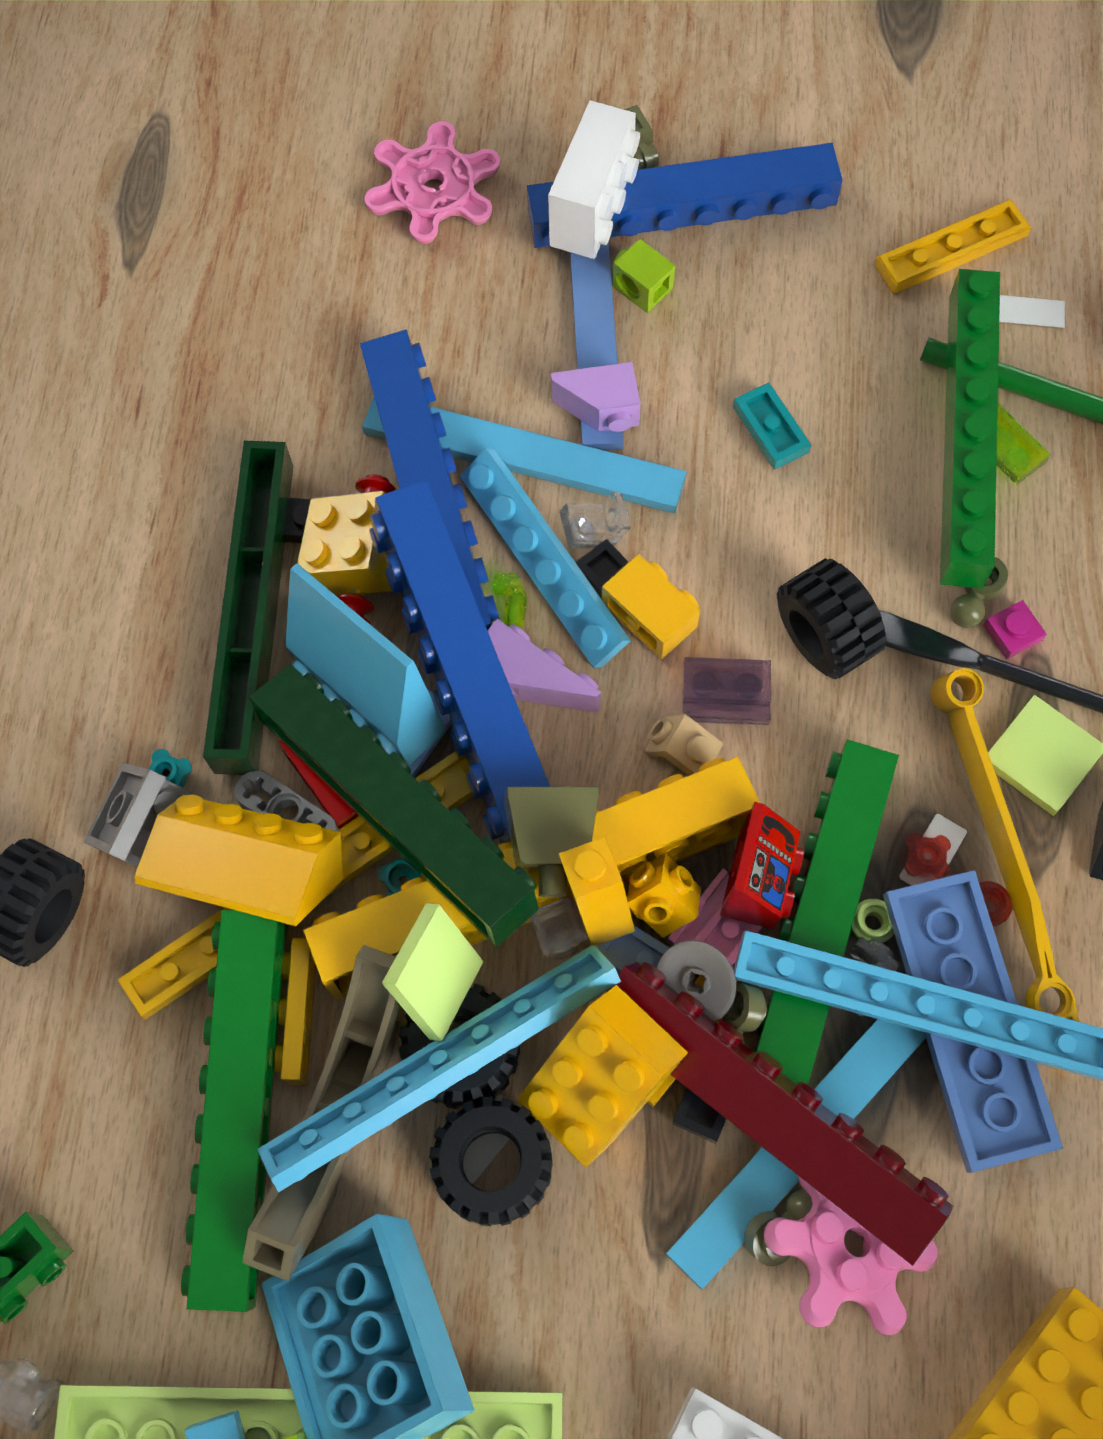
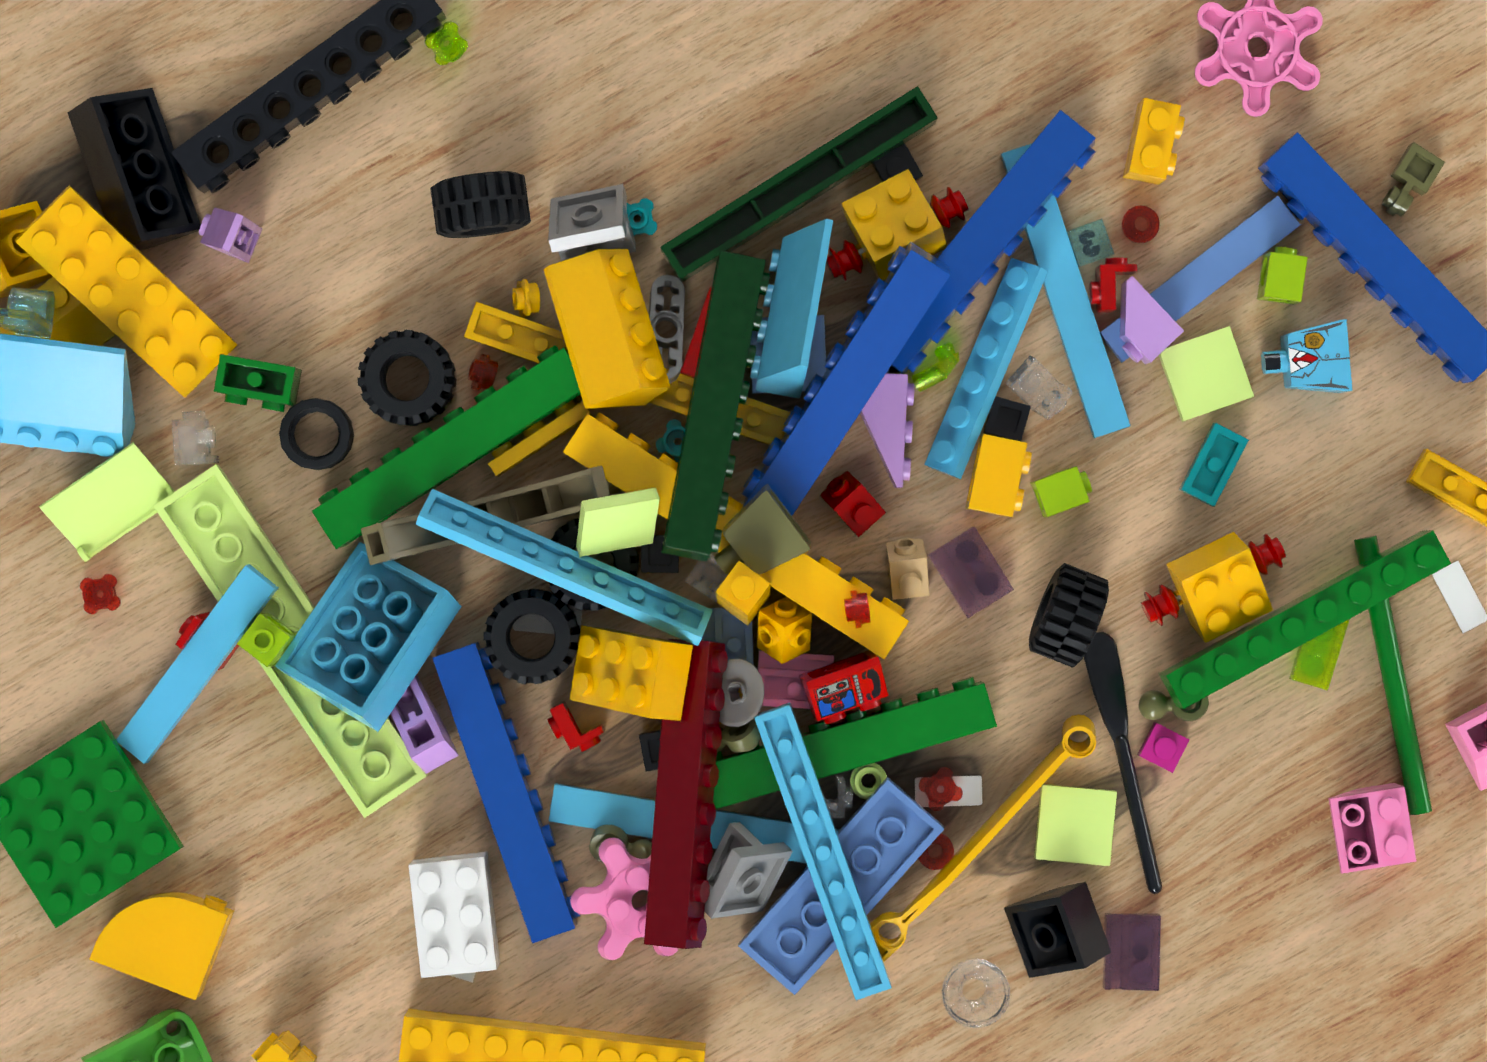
camera: 55 degrees right, 20 degrees up
(81, 1236) = (288, 427): none -> black tyre
(100, 1088) = (375, 369): none -> black tyre
(153, 928) = (526, 298): none -> yellow plate
(189, 1023) = (482, 372): none -> clear red plate
(447, 301) = (1152, 141): none -> yellow brick
(498, 405) = (1090, 243): none -> clear light blue tile
(502, 971) = (656, 562): none -> black plate
(508, 1359) = (422, 728): none -> lavender slope
(515, 366) = (1132, 232): none -> clear red plate
(542, 412) = (1103, 289): none -> red bracket
(583, 754) = (852, 503): none -> red bracket
(593, 180) = (1321, 195): white brick -> none
(609, 1194) = (564, 725): none -> red bracket
(642, 1314) = (505, 791): none -> blue brick
(684, 386) = (1205, 373): none -> yellowish green tile
(692, 790) = (857, 609): none -> clear red plate
(705, 563) = (1062, 491): none -> lime brick
(734, 292) = (1313, 359): none -> medium azure torso
(890, 484) = (1218, 585): none -> yellow brick
(894, 1107) = (743, 873): none -> light grey bracket

